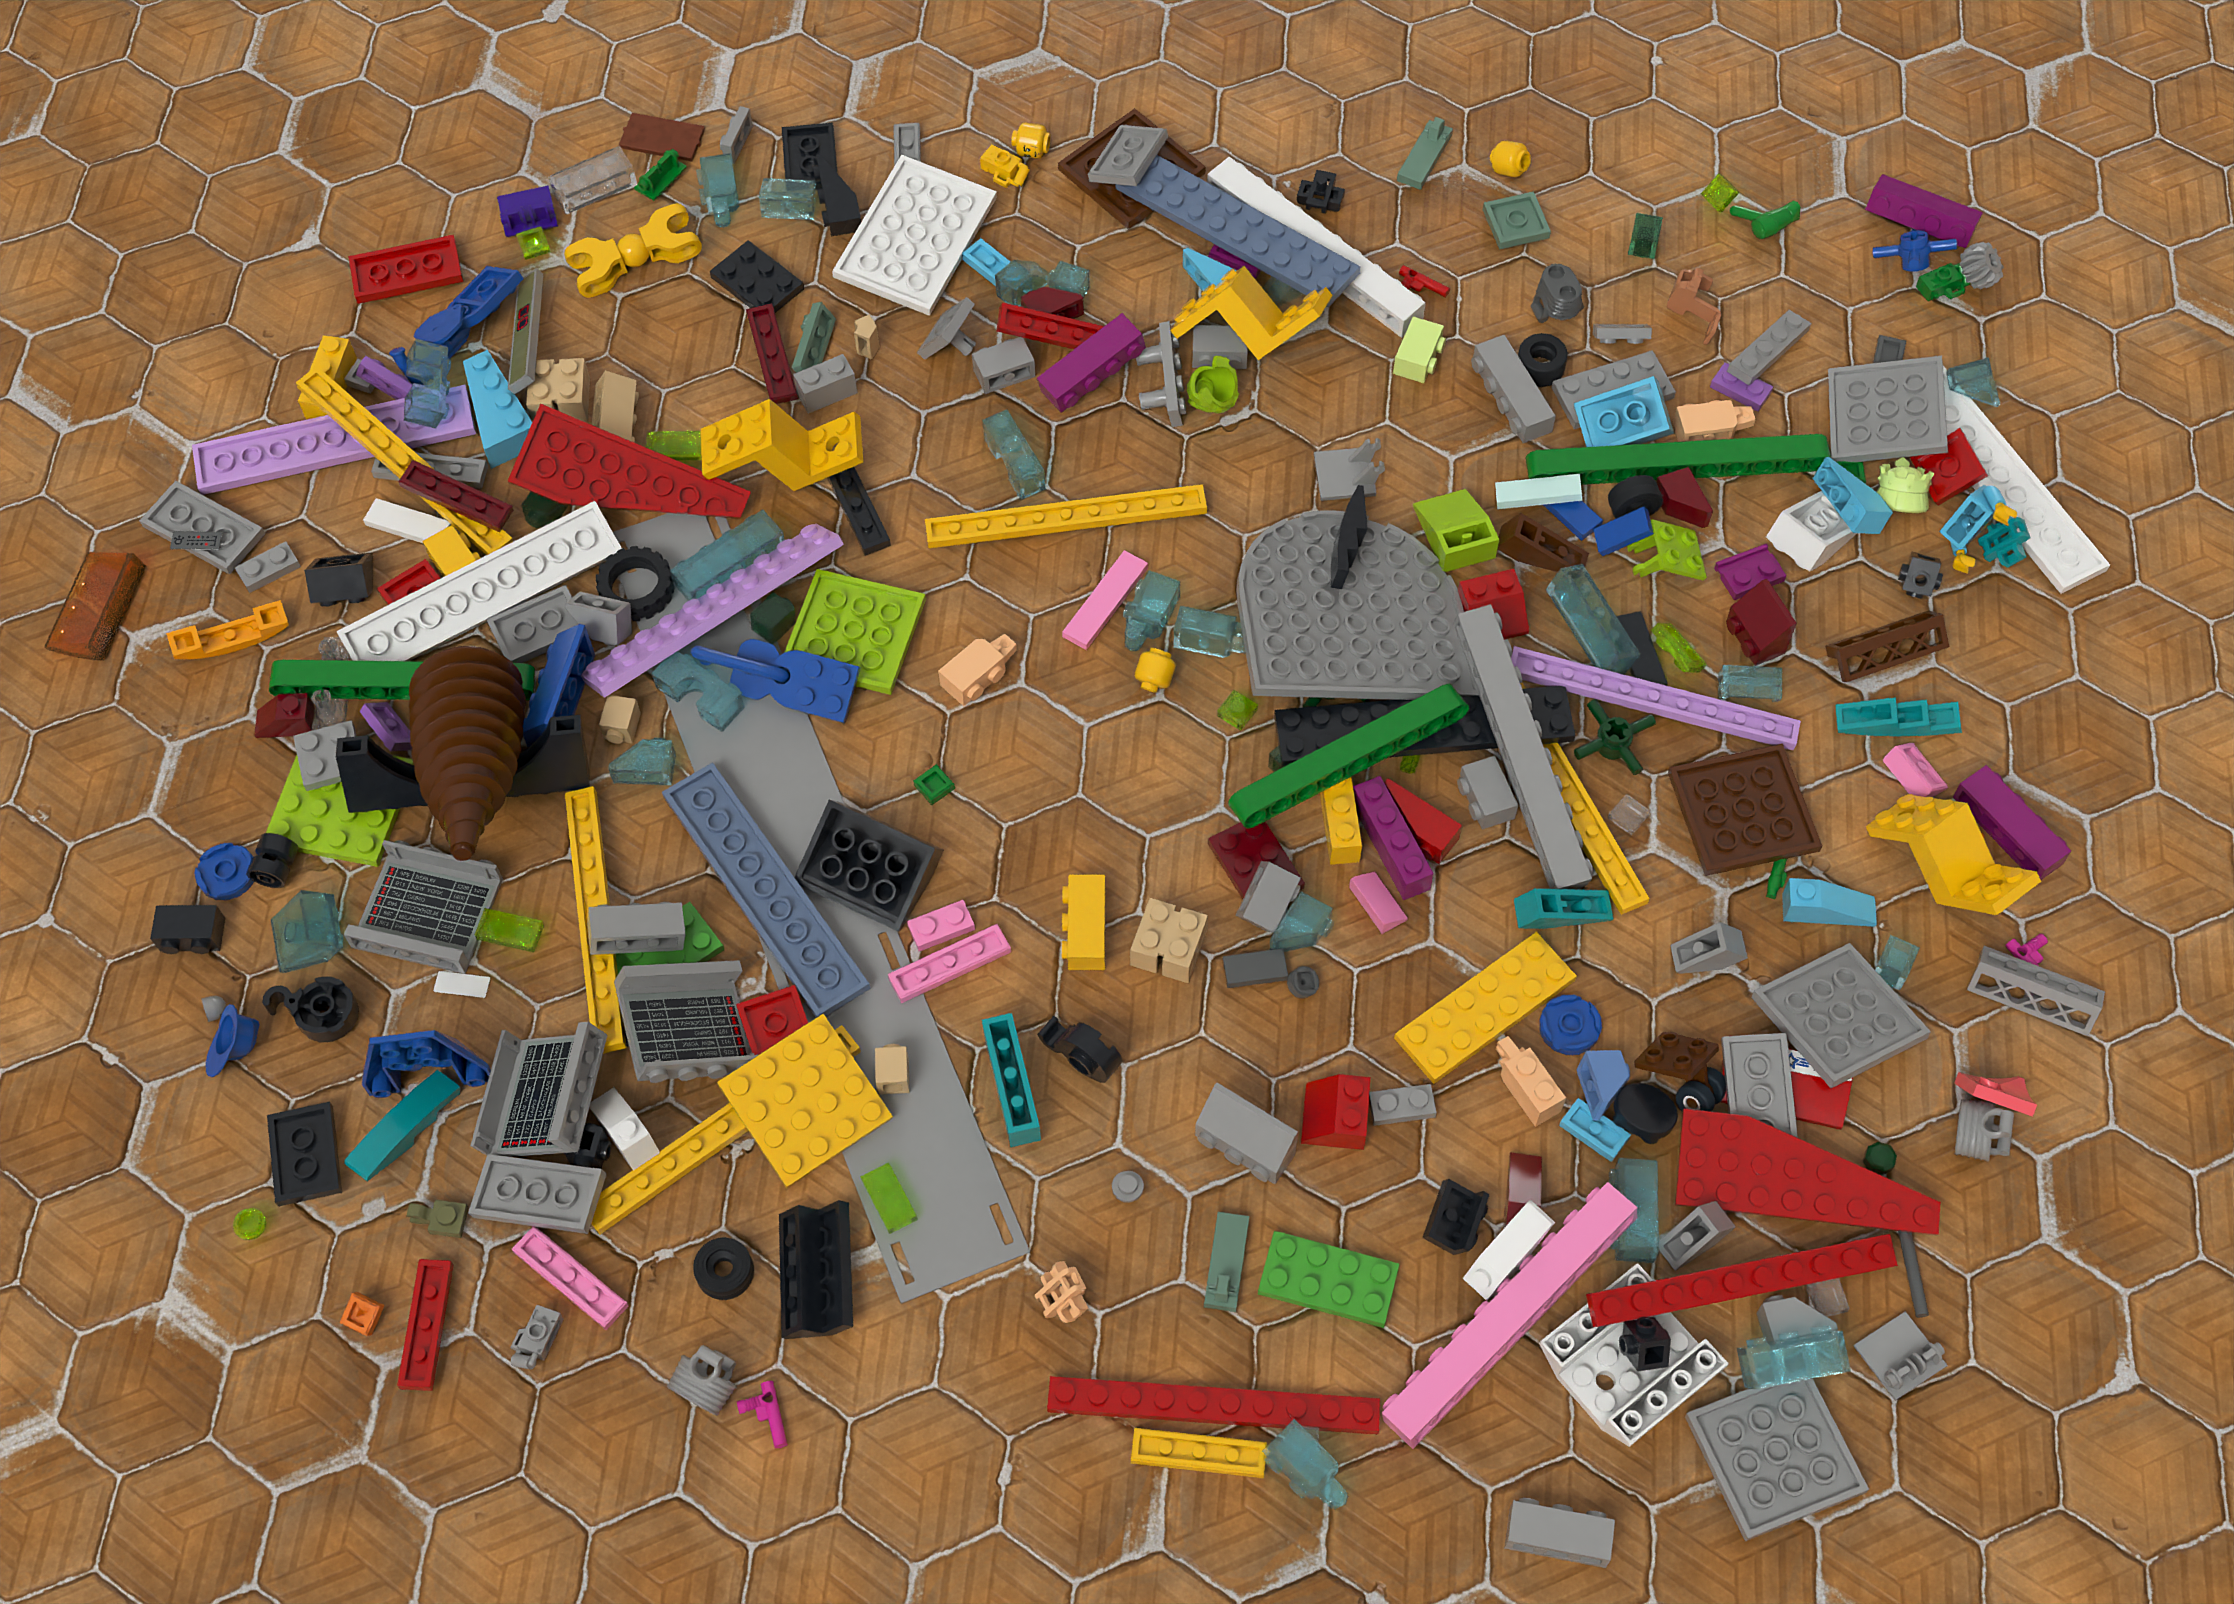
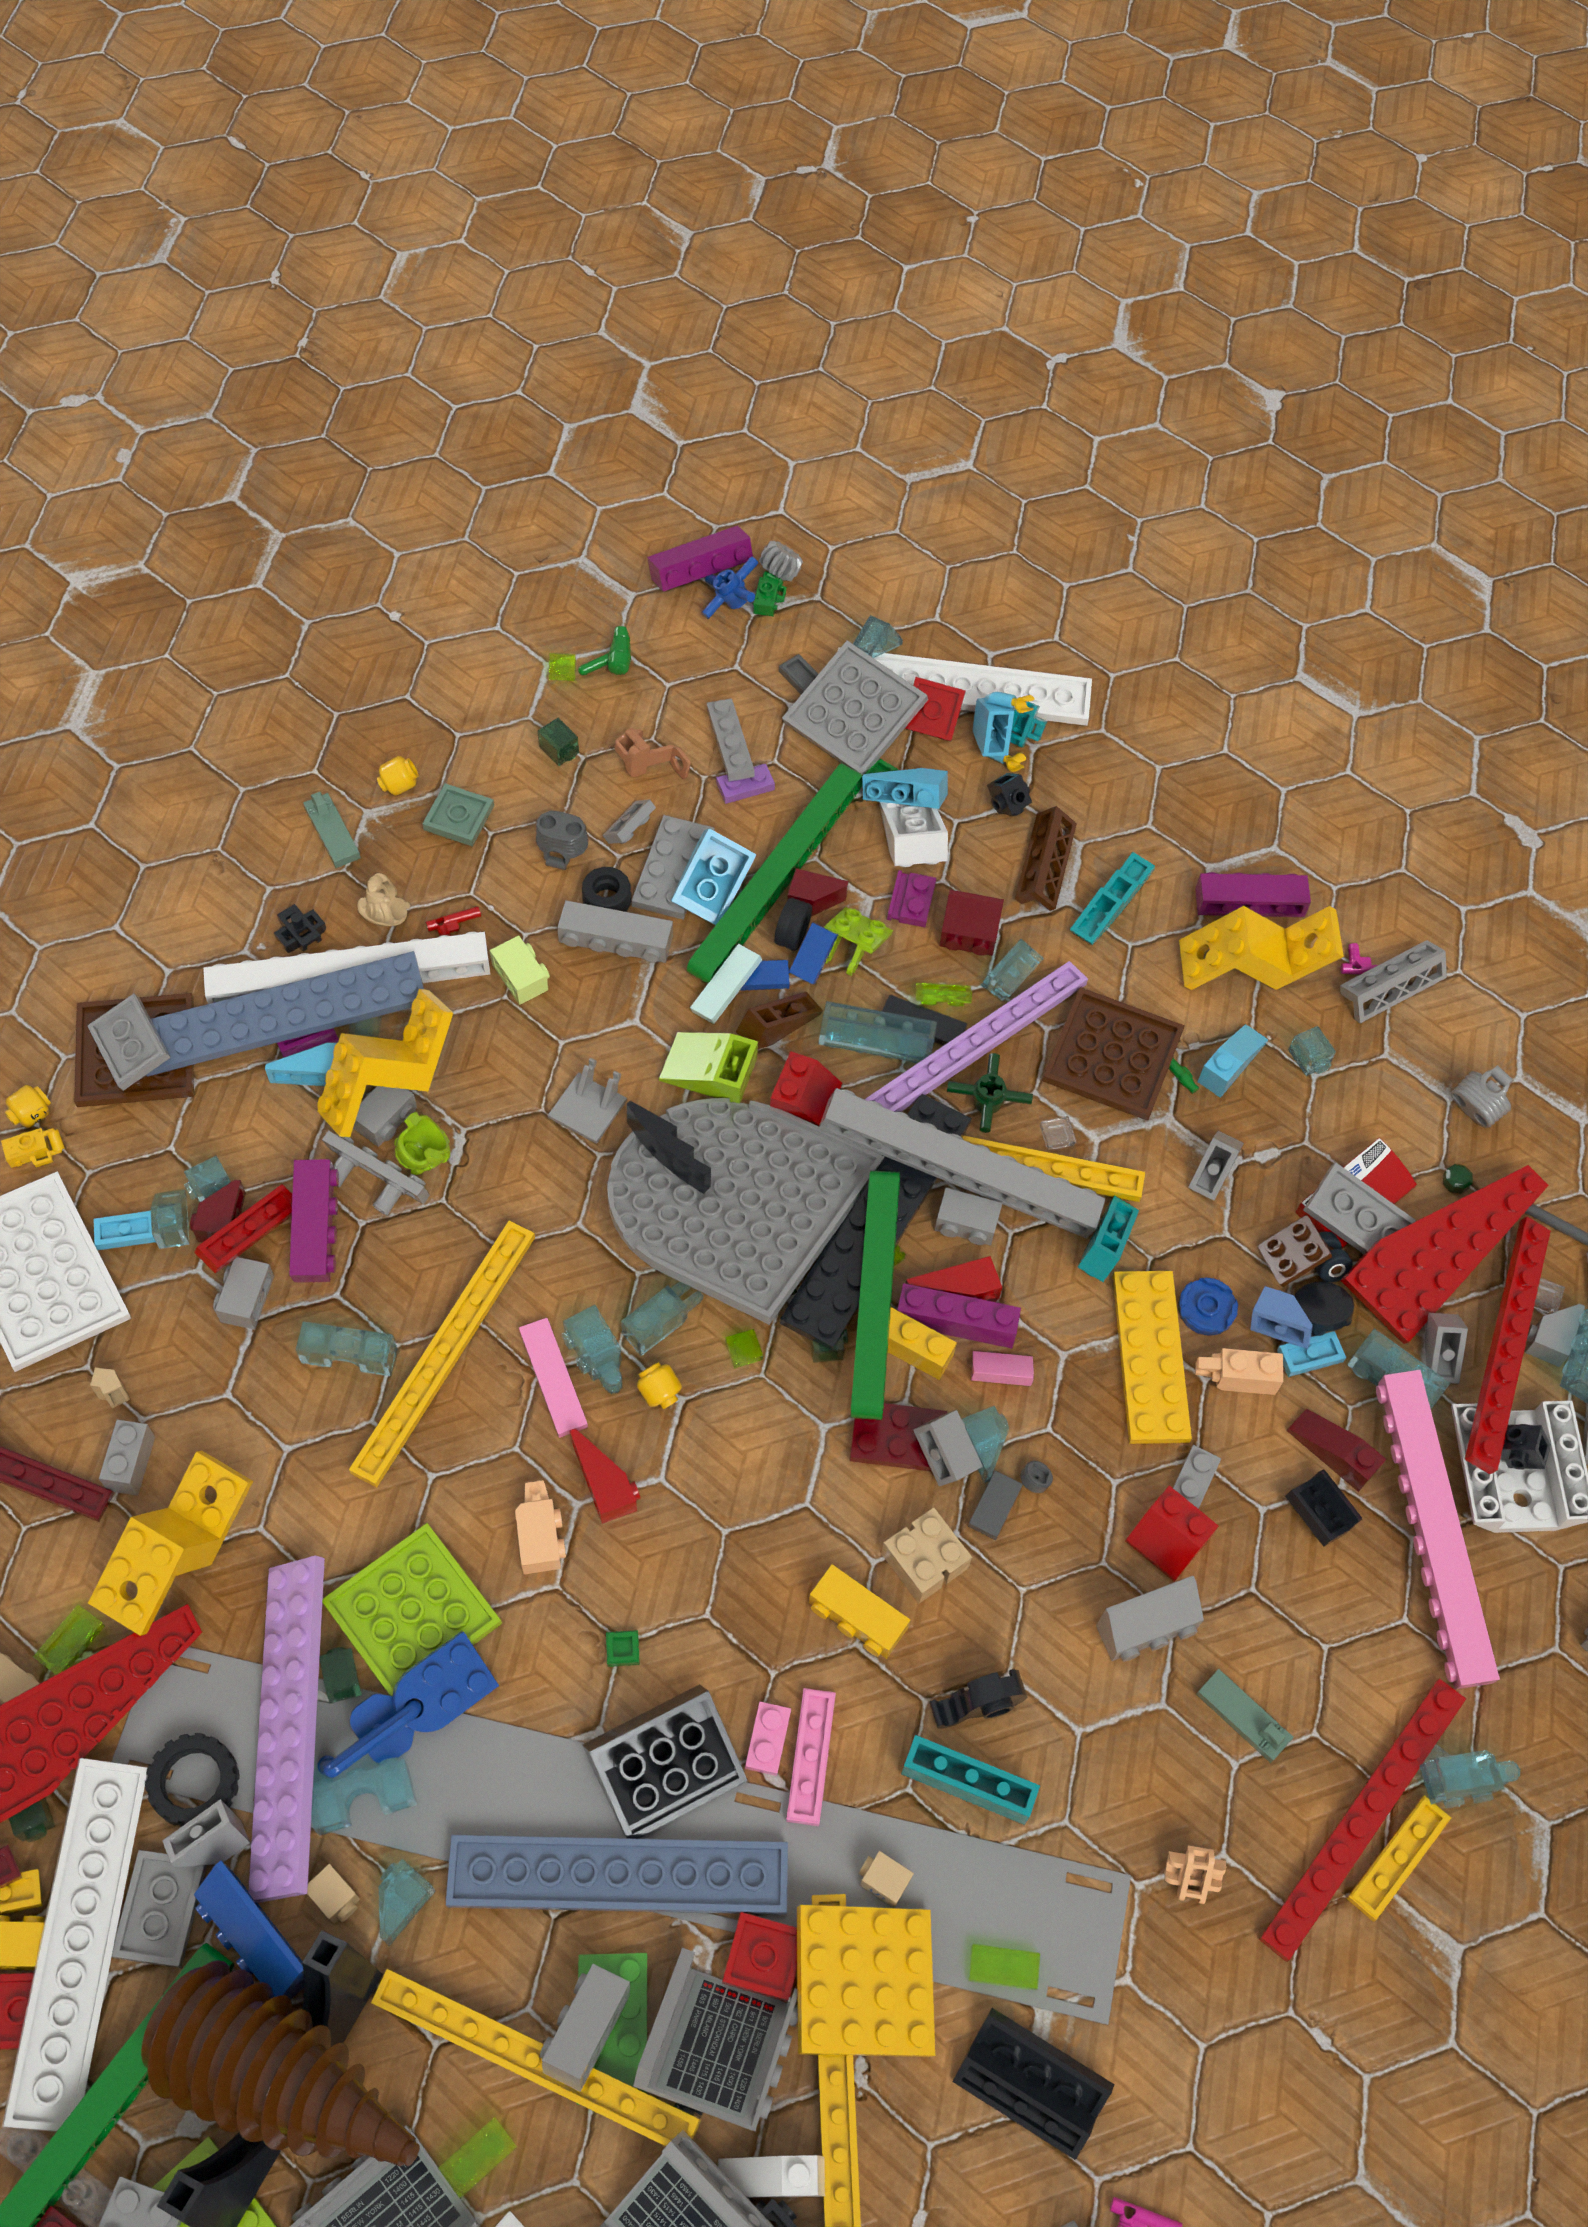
camera: 60 degrees left, 0 degrees up
(387, 726) = (151, 2139): medium lavender plate -> none
(723, 1286) = (997, 2167): black tyre -> none
(729, 553) = (239, 1673): clear light blue brick -> none
(815, 338) = (57, 1421): sand green hinge -> none
(859, 511) = (290, 1521): black plate -> none
(947, 331) = (169, 1313): light grey tile -> none
(1046, 690) = (606, 1481): none -> red slope
(1127, 1186) = (1127, 1749): light grey plate -> none
(1328, 1279) = (1309, 1645): bright green plate -> none
(1391, 230) = (381, 904): none -> tan hair
(1508, 1250) = (1388, 1490): white slope -> none
(1711, 420) = (763, 825): light nougat hinge -> none
(1840, 1015) = (1335, 1117): light grey plate -> none
(1904, 487) = (926, 748): yellowish green hair -> none
(1914, 771) = (1162, 922): bright pink slope -> none
(2001, 1091) = (1462, 1063): coral plate -> none

